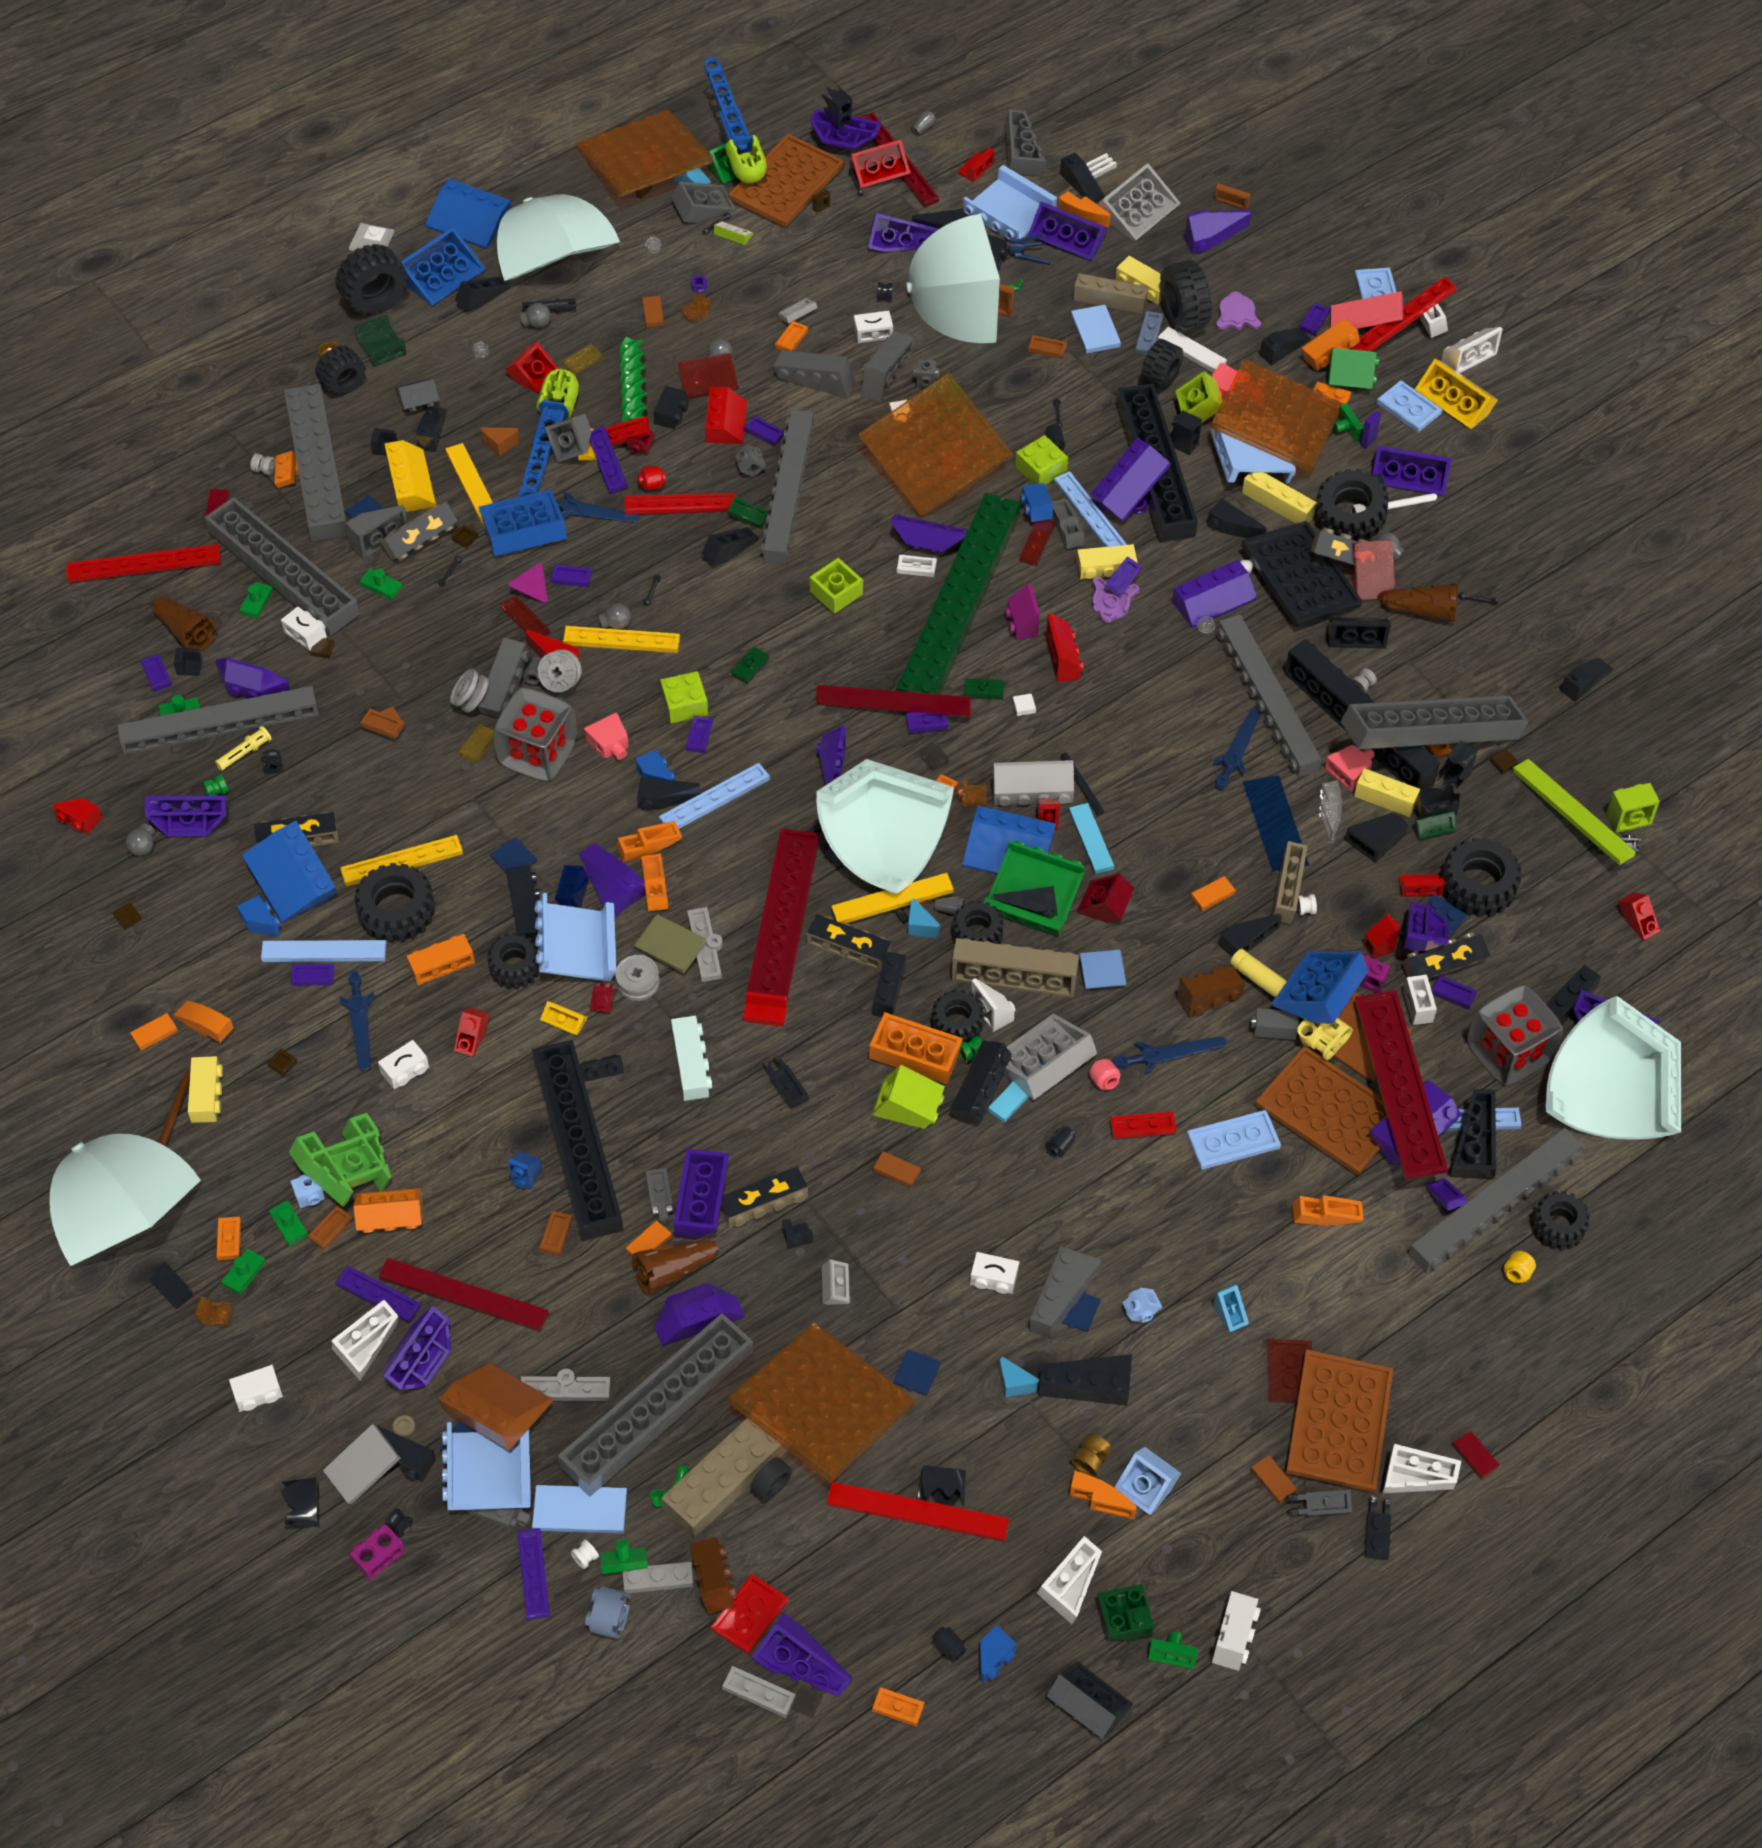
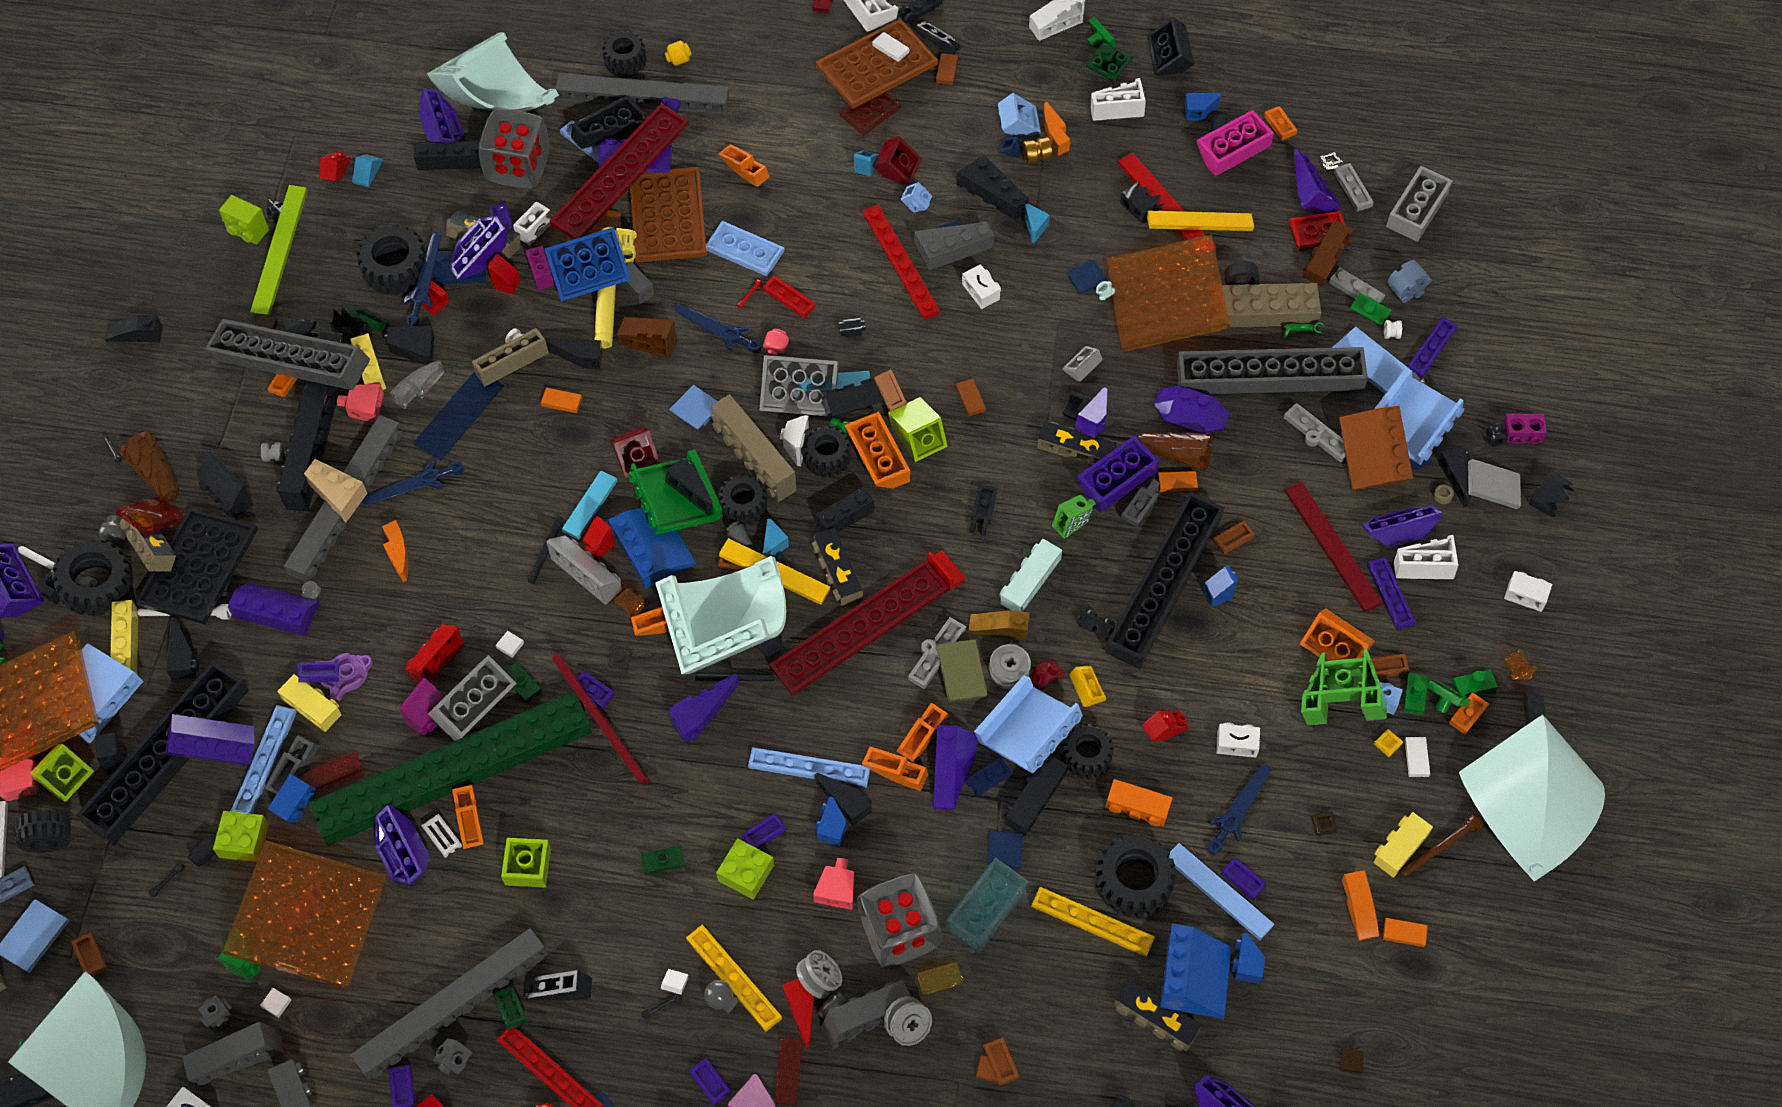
camera: 135 degrees left, 5 degrees up
(246, 1171) = (1417, 757): none -> white tile
(256, 1233) = (1447, 696): none -> green tile
(279, 1165) = (1388, 742): none -> yellow tile
(486, 802) = (987, 905): none -> clear light blue brick
(657, 605) = (674, 981): none -> white tile
(674, 1721) = (1419, 203): none -> light grey brick
(675, 1003) = (1000, 624): none -> pearl gold slope
(704, 1128) = (1073, 515): none -> bright green torso
(768, 1222) = (1092, 418): none -> slope
(867, 1514) = (1200, 221): none -> yellow tile
(885, 1366) = (1105, 290): none -> light aqua plate
(912, 585) = (468, 816): none -> orange slope
(916, 1629) = (1235, 142): none -> dark pink slope
(960, 1099) = (890, 390): none -> nougat tile
(996, 638) = (472, 698): none -> light grey brick
(1092, 1242) = (901, 262): none -> red plate
(1123, 1447) = (1011, 146): none -> dark blue slope
(1176, 1089) = (741, 304): none -> red hinge
(1182, 693) = (396, 549): none -> orange slope
(1202, 1331) = (897, 161): none -> dark red slope
(1273, 678) = (336, 488): none -> tan wedge
(1343, 1441) = (890, 46): none -> white tile
(1424, 870) = (420, 294): none -> dark blue sword
(1616, 939) = (366, 169): none -> dark azure slope

